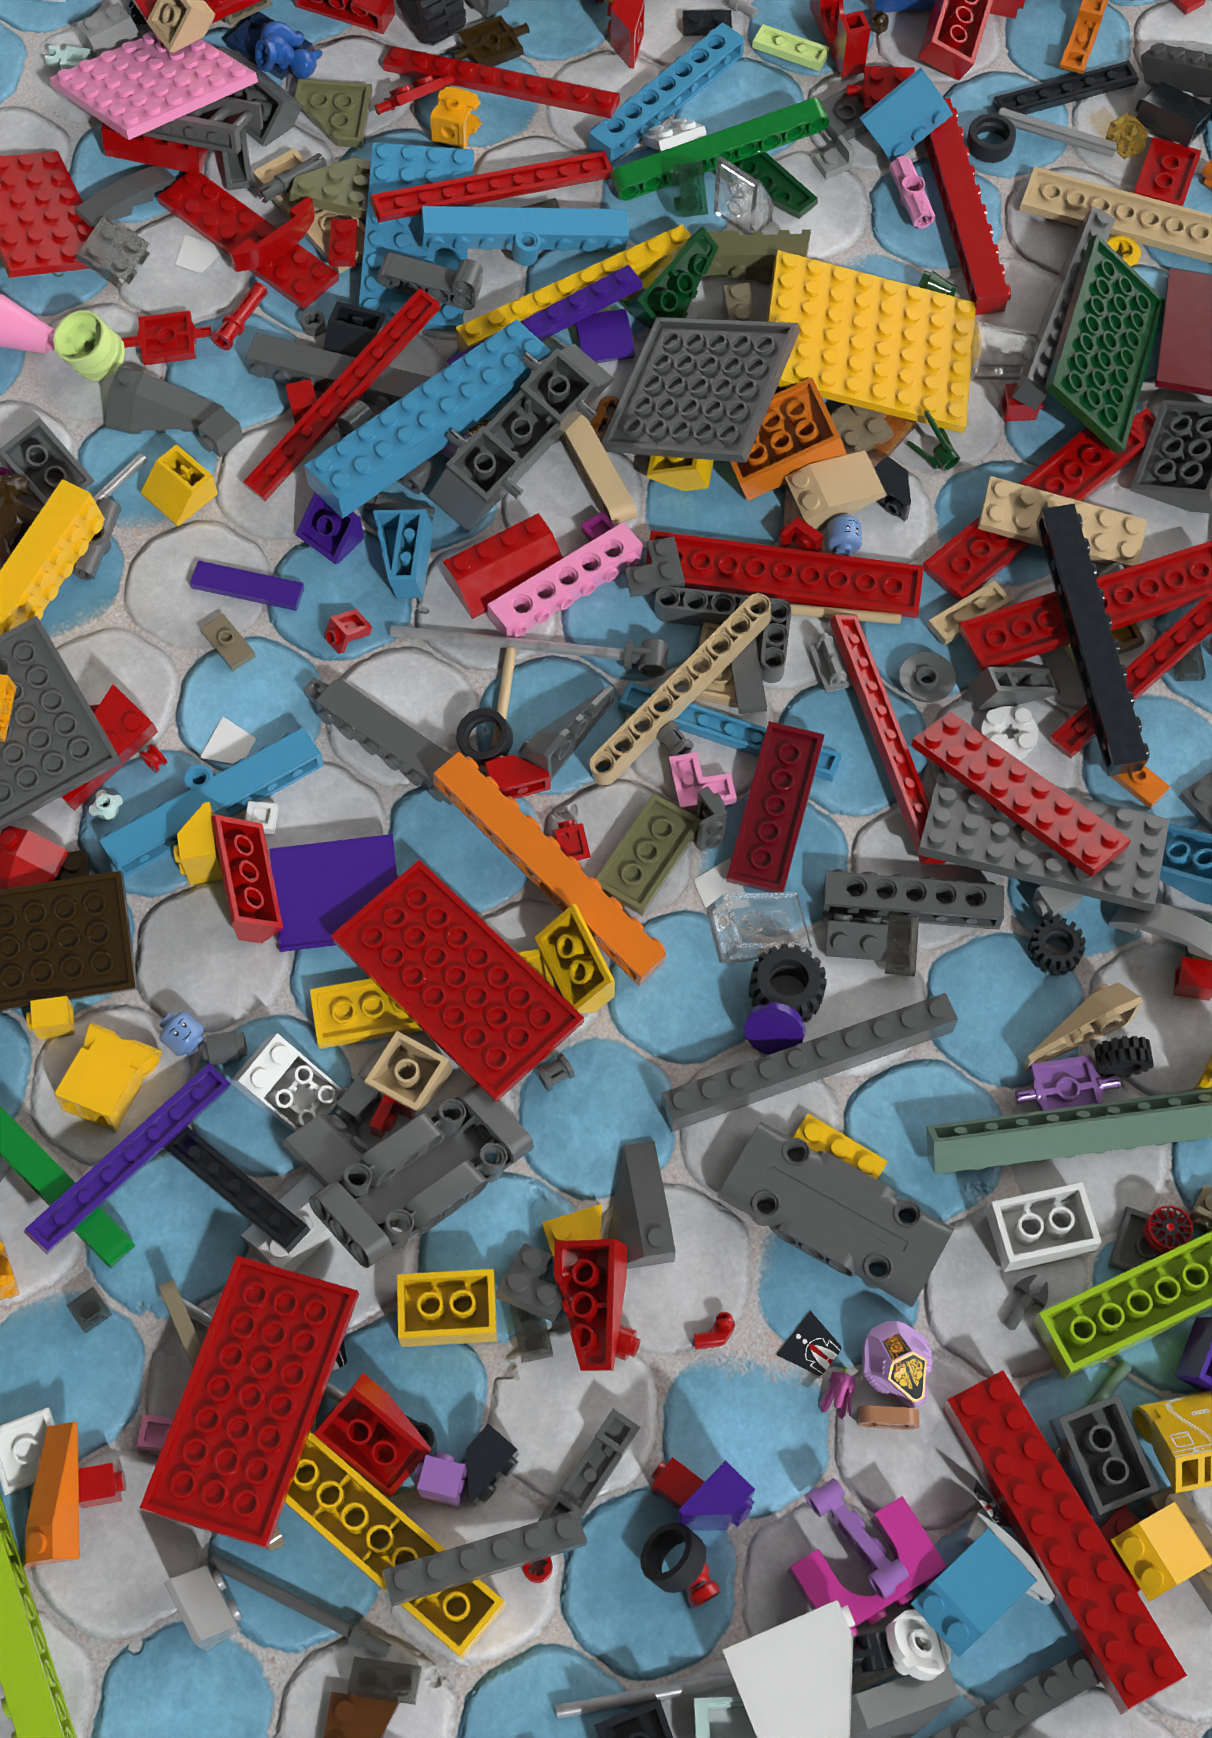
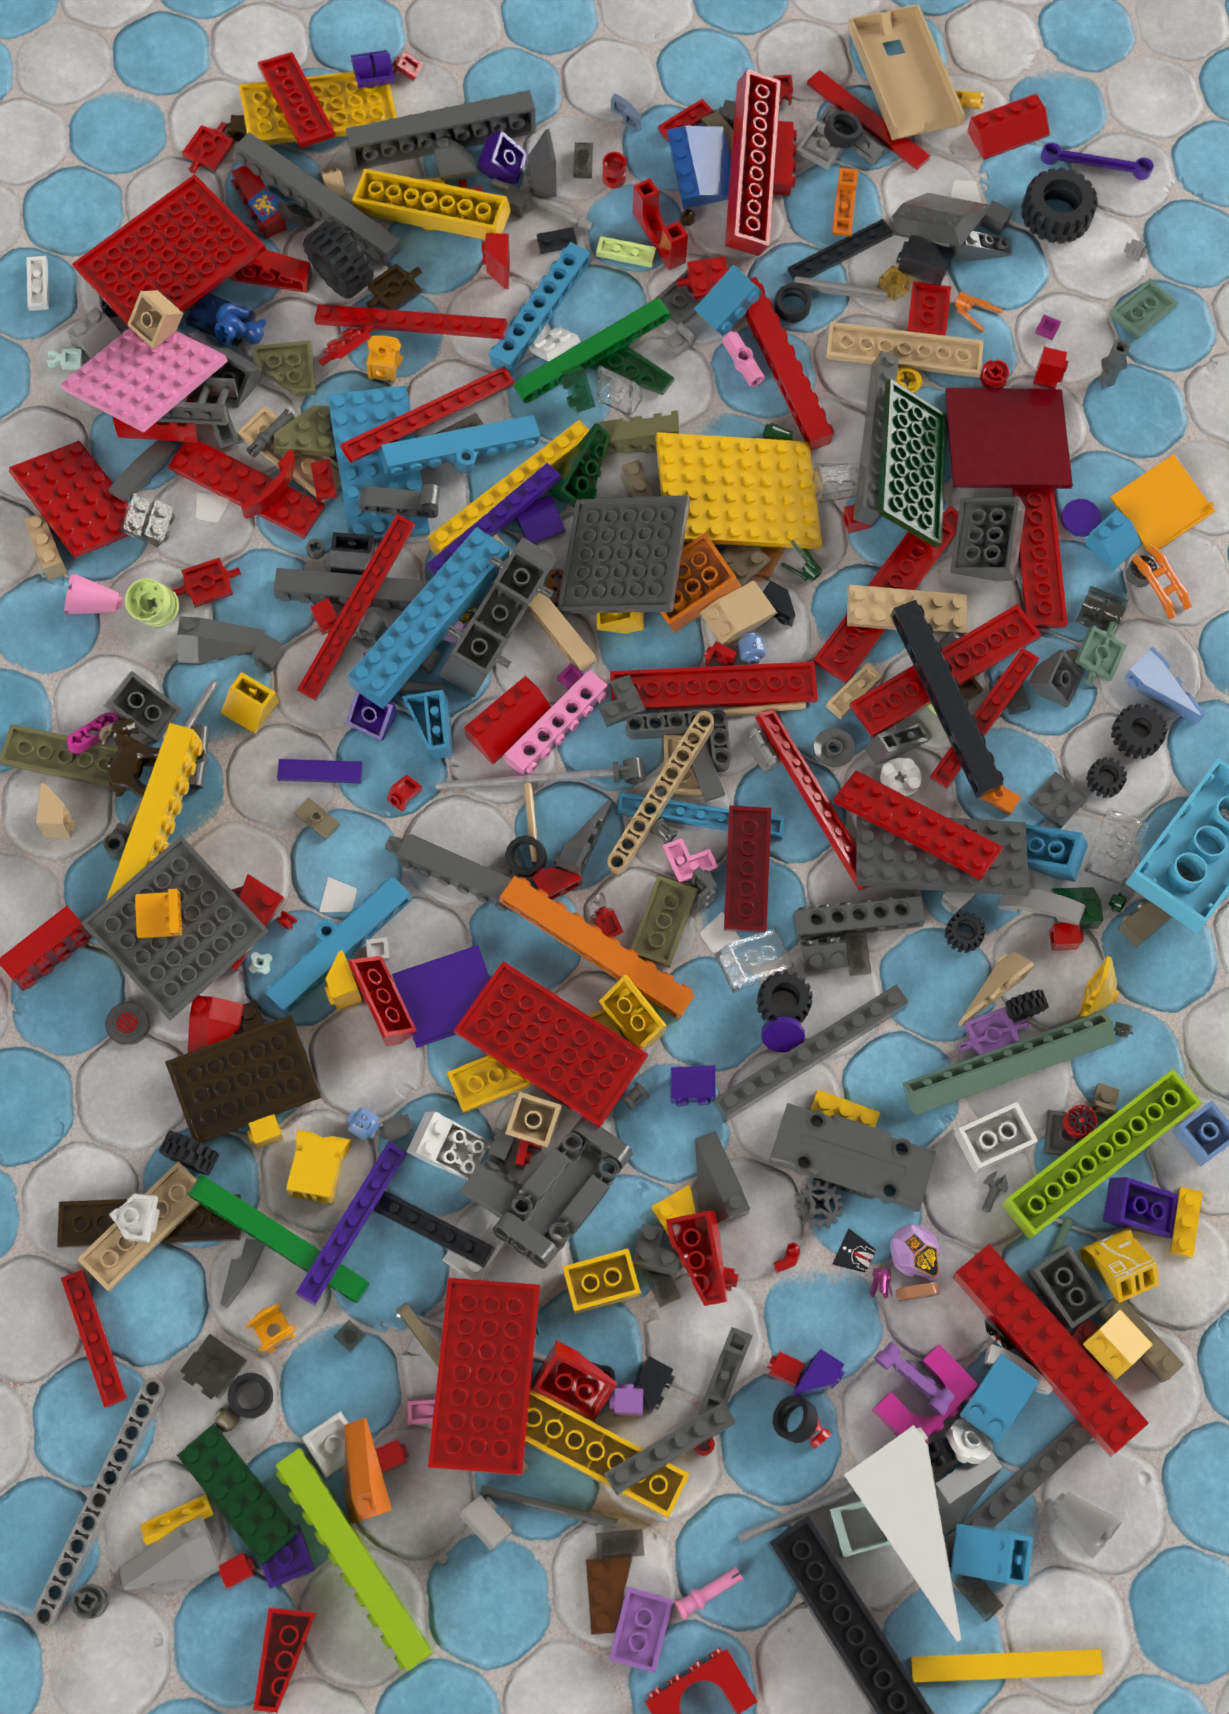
camera: 15 degrees left, 5 degrees up
(234, 323) = (255, 561): red pin -> none
(635, 1070) = (692, 1085): none -> dark purple slope
(781, 1281) = (813, 1199): none -> dark grey gear

